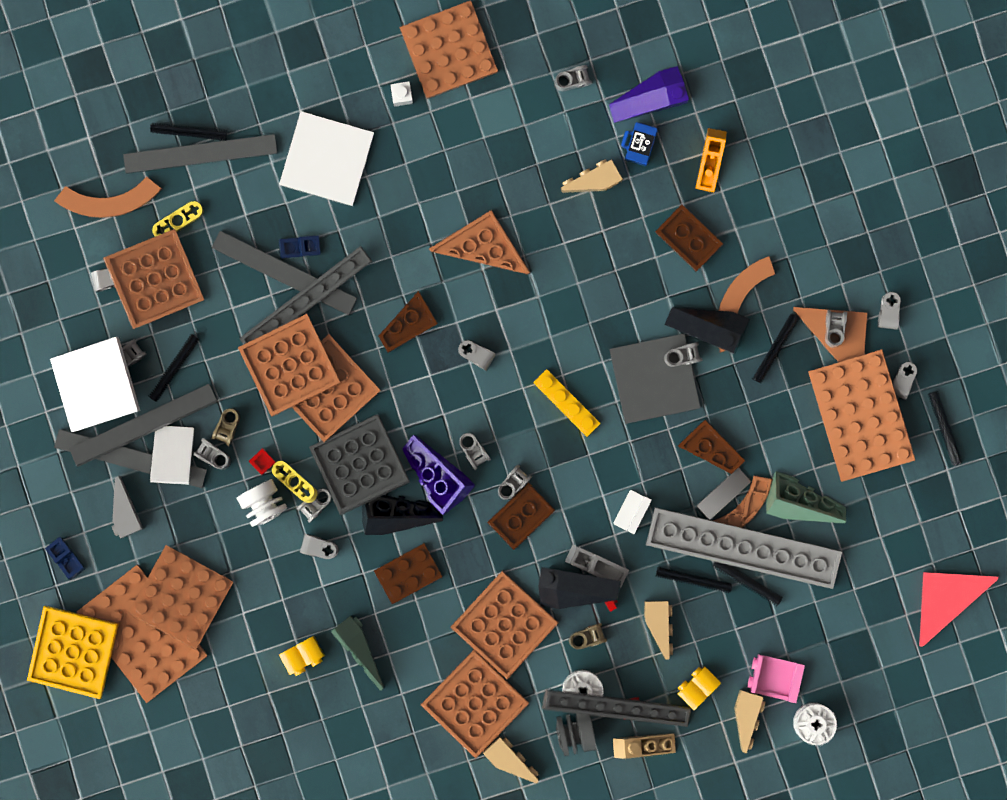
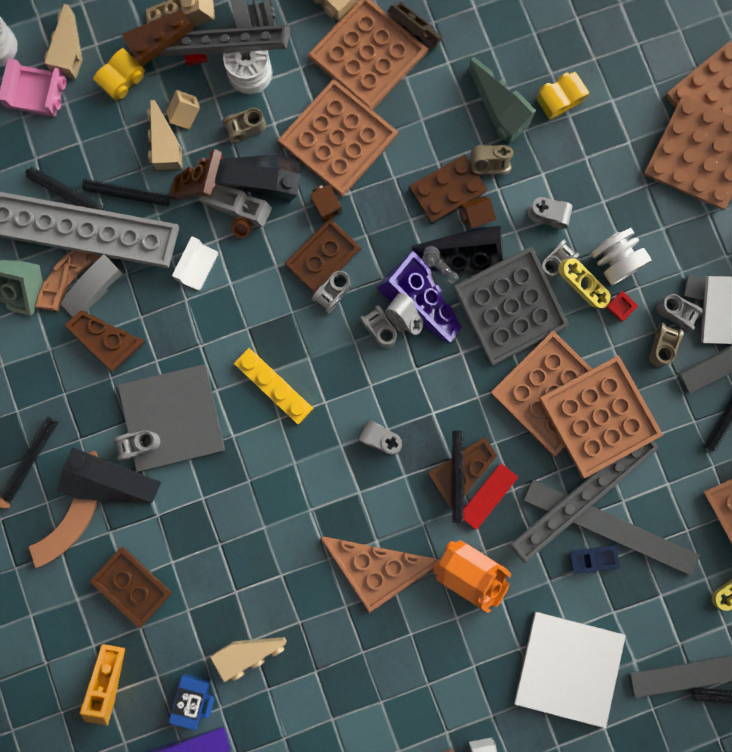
camera: 175 degrees right, 5 degrees down
(370, 596) = (490, 160): none -> dark tan piece
(384, 549) = (477, 212): none -> reddish brown brick
(386, 302) = (488, 495): none -> red tile
(404, 237) = (472, 575): none -> orange brick
(411, 326) = (457, 442): none -> black axle
(426, 507) = (431, 258): none -> clear piece
(431, 728) = (416, 25): none -> dark brown hinge
(451, 458) = (404, 314): none -> light grey piece
(517, 563) = (325, 202): none -> reddish brown brick
(591, 543) = (241, 227): none -> reddish brown plate
(628, 582) = (197, 180): none -> reddish brown wing
(642, 653) = (183, 109): none -> tan panel
(663, 718) = (157, 36): none -> reddish brown wing

